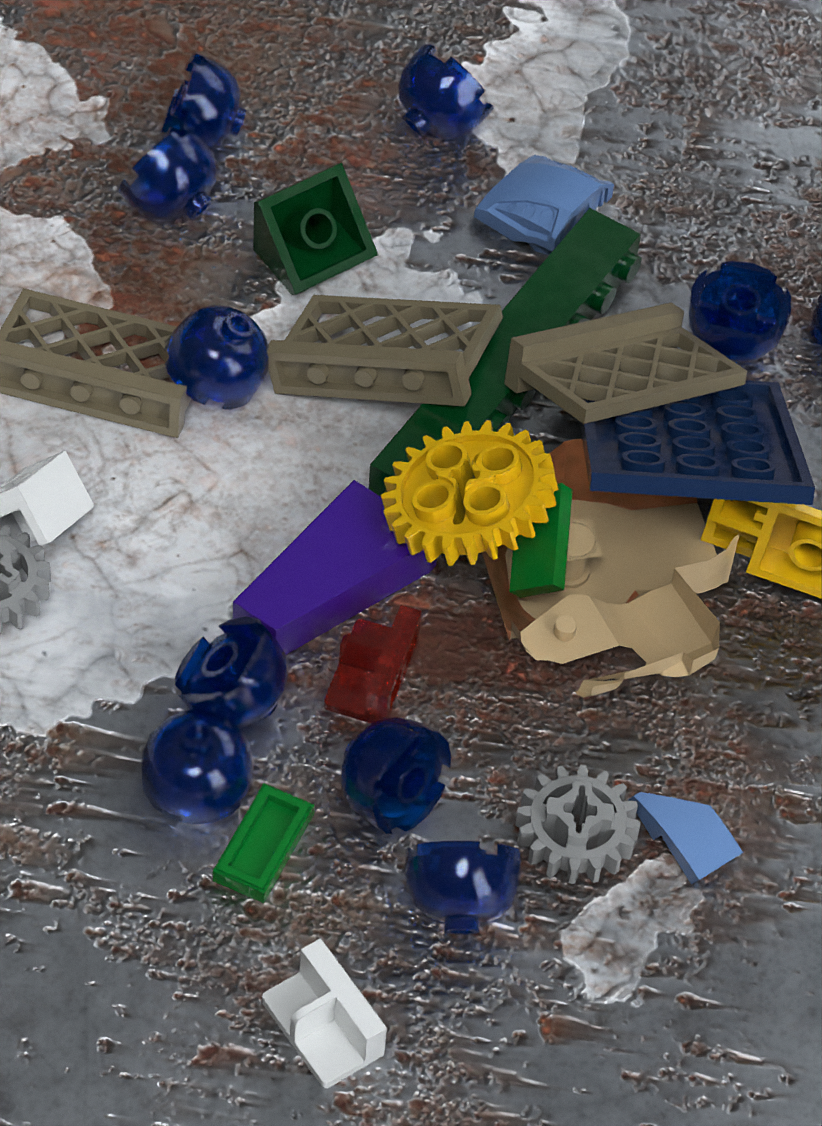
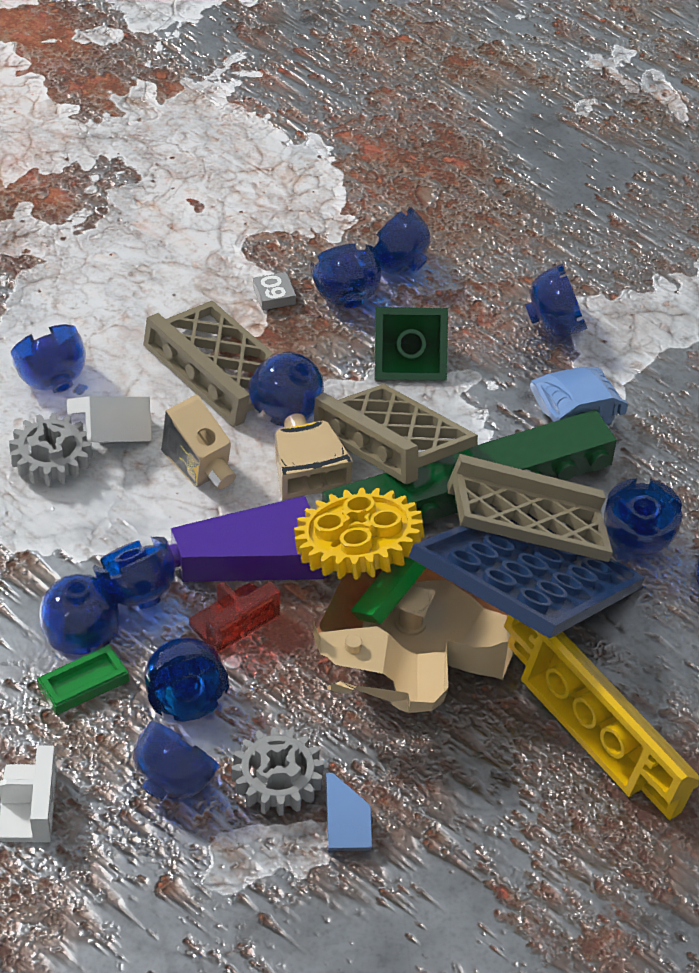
camera: 35 degrees right, 5 degrees down
(87, 239) = (274, 291): none -> light grey tile
(174, 482) = (197, 444): none -> tan torso
(308, 430) = (309, 458): none -> tan torso

